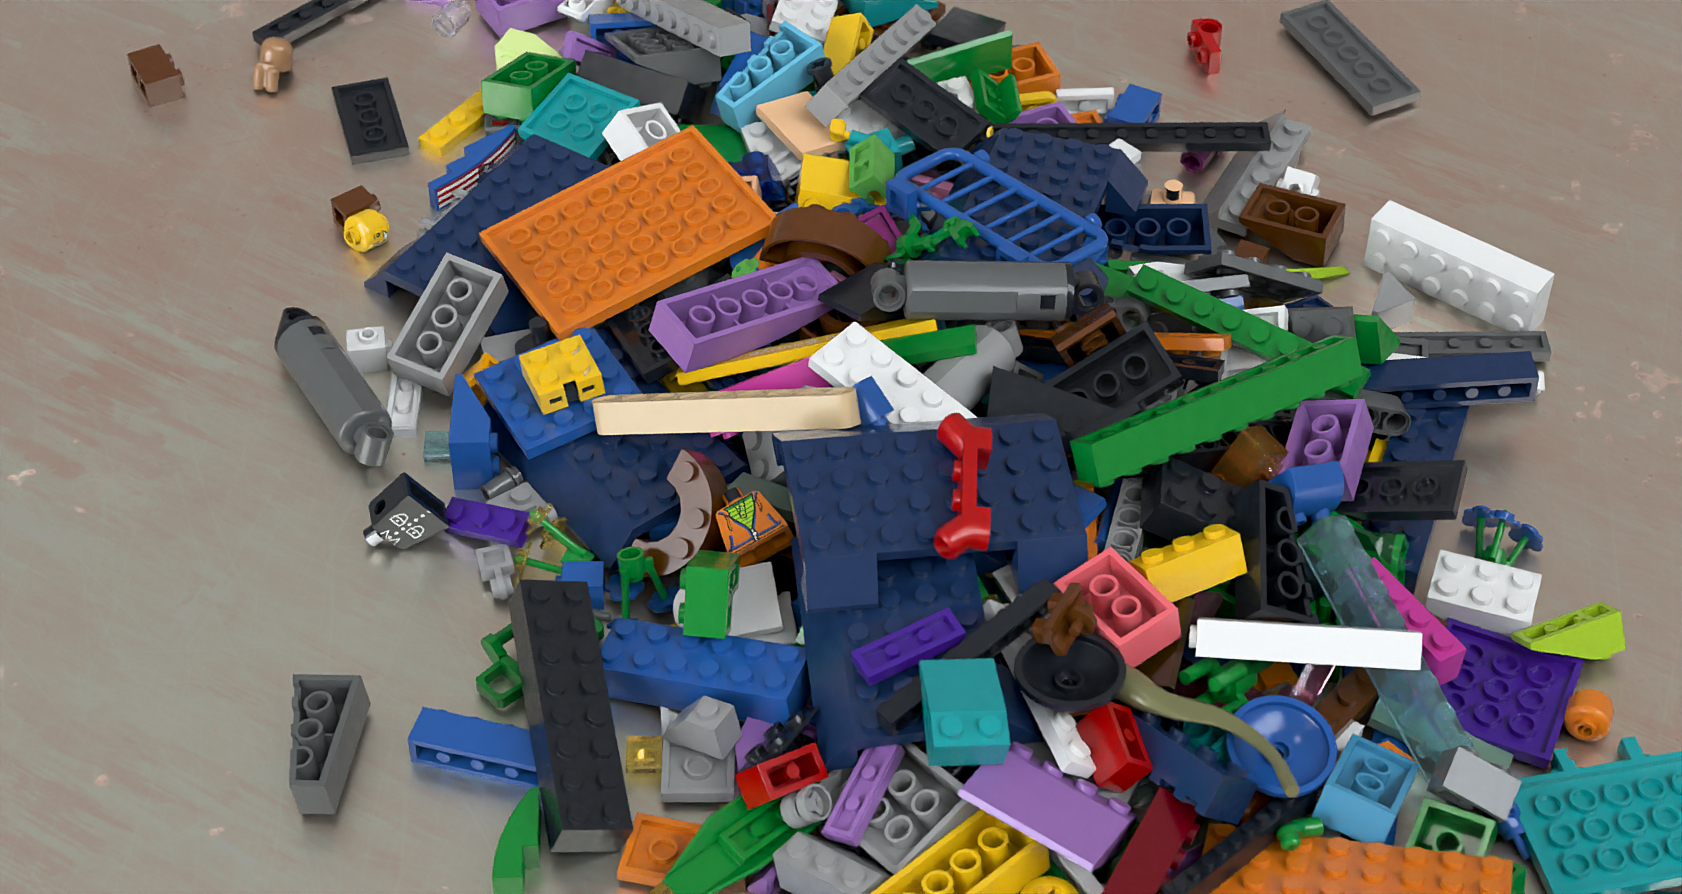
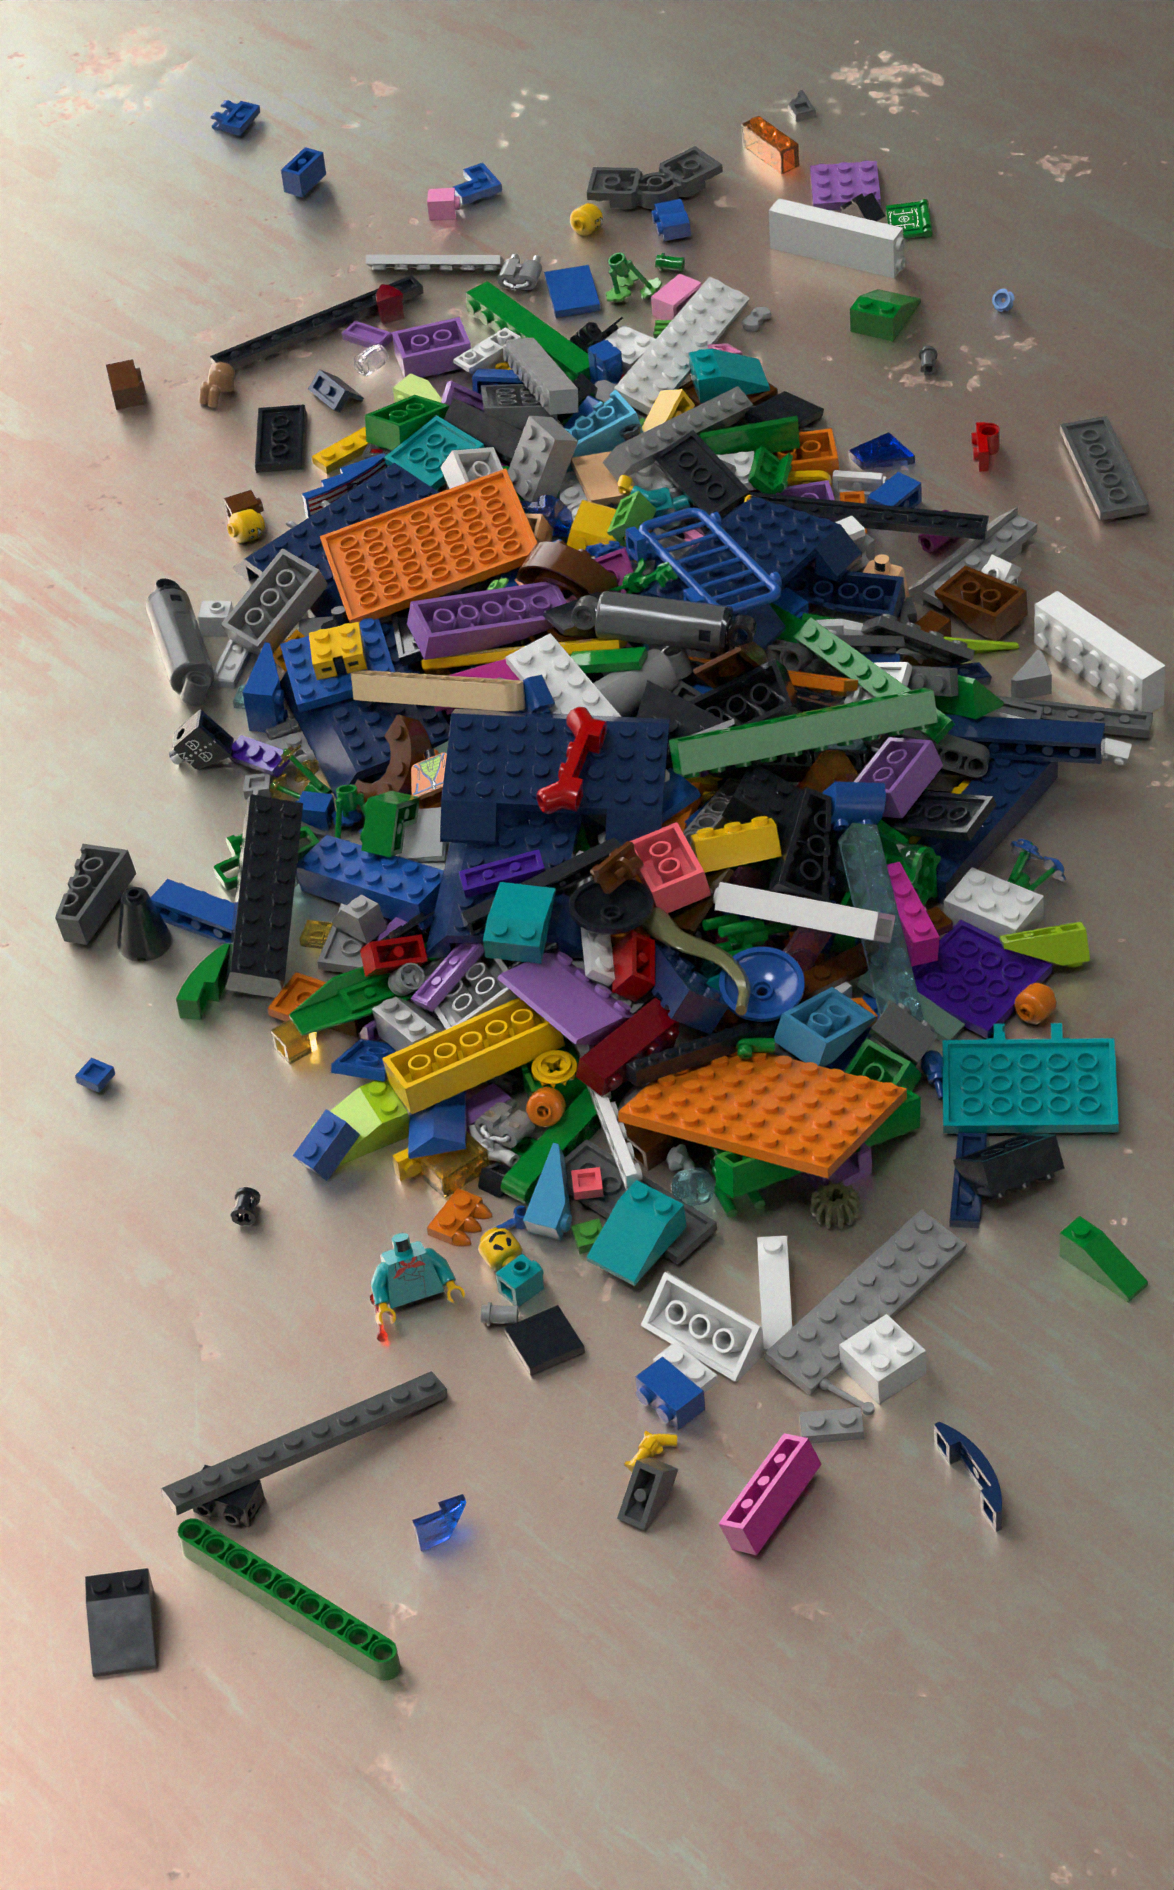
camera: 20 degrees right, 0 degrees up
(407, 781) = (141, 927): none -> black cone
(416, 58) = (332, 390): none -> panel
(727, 107) = (541, 458): none -> light grey brick
(1092, 64) = (880, 453): none -> clear blue wing

